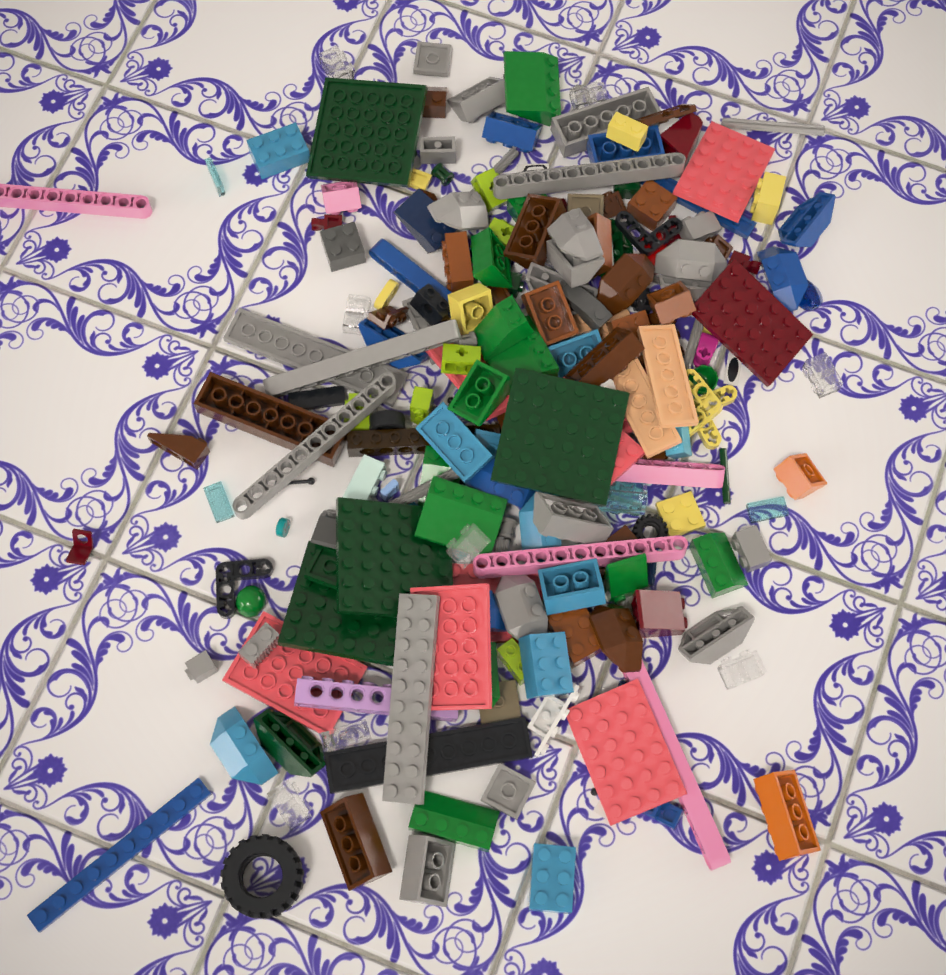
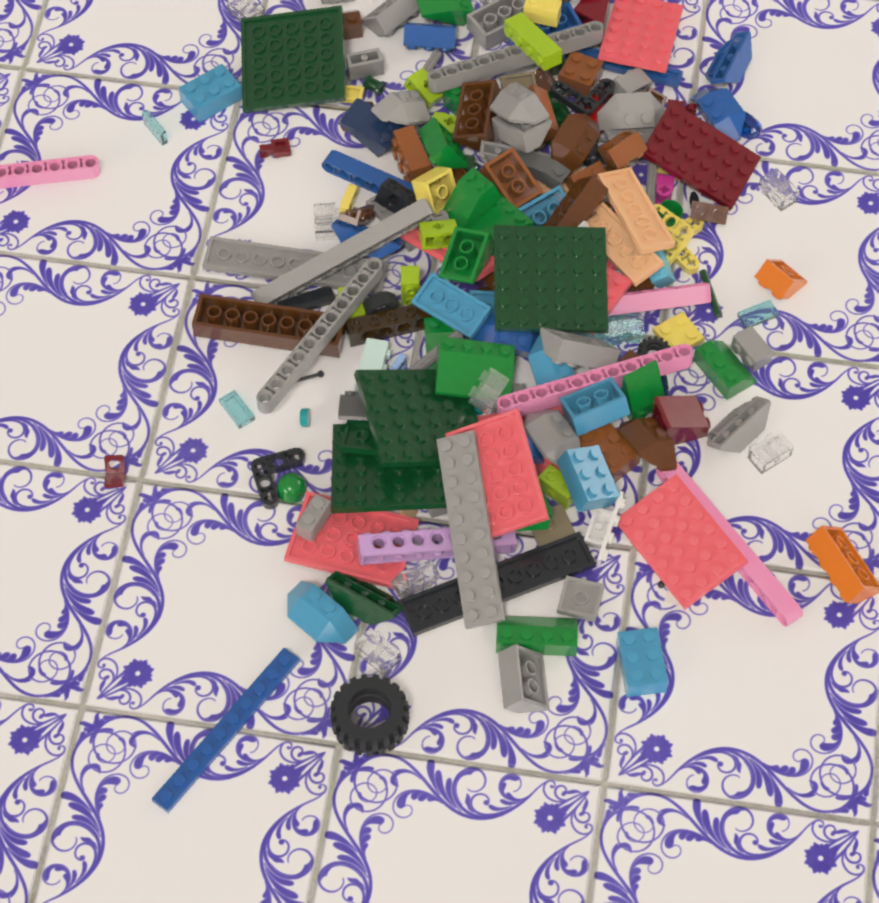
camera: 10 degrees left, 10 degrees down
(183, 447) = (190, 368): reddish brown slope -> none
(200, 667) = (260, 552): light grey brick -> none
(341, 197) = (282, 122): bright pink slope -> none
(343, 246) = (296, 164): dark grey brick -> none
(355, 841) = (448, 669): reddish brown slope -> none
(507, 528) = (519, 375): light grey bush -> none
(608, 165) = (533, 41): none -> lime brick
(666, 814) = (732, 589): blue slope -> none
(744, 386) = (709, 212): none -> reddish brown bracket
(767, 198) = (687, 47): light yellow brick -> none

